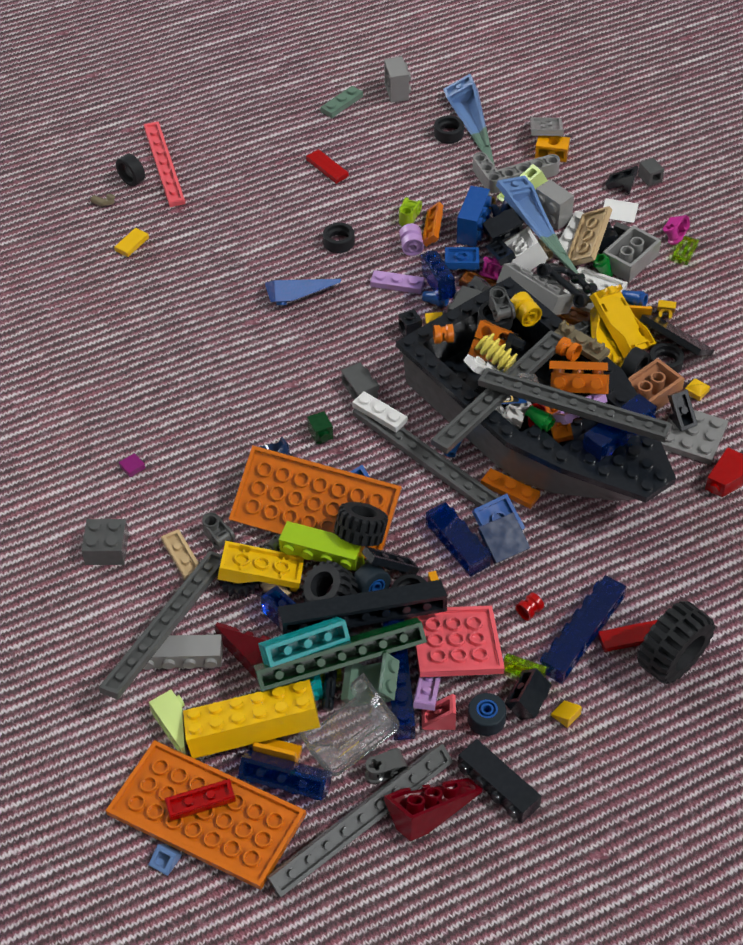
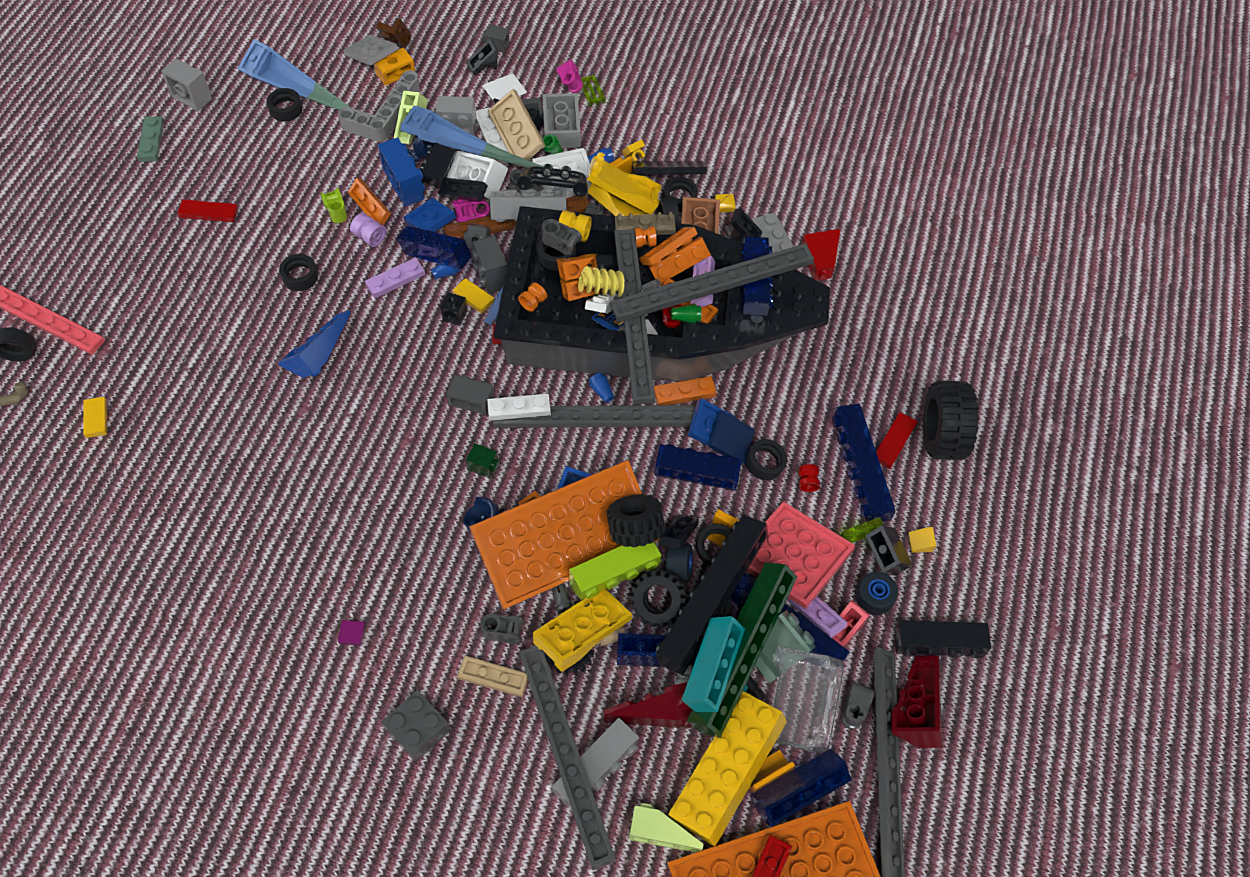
camera: 50 degrees left, 10 degrees up
(518, 558) = (773, 448): none -> black tyre
(575, 125) = (398, 34): none -> reddish brown bracket

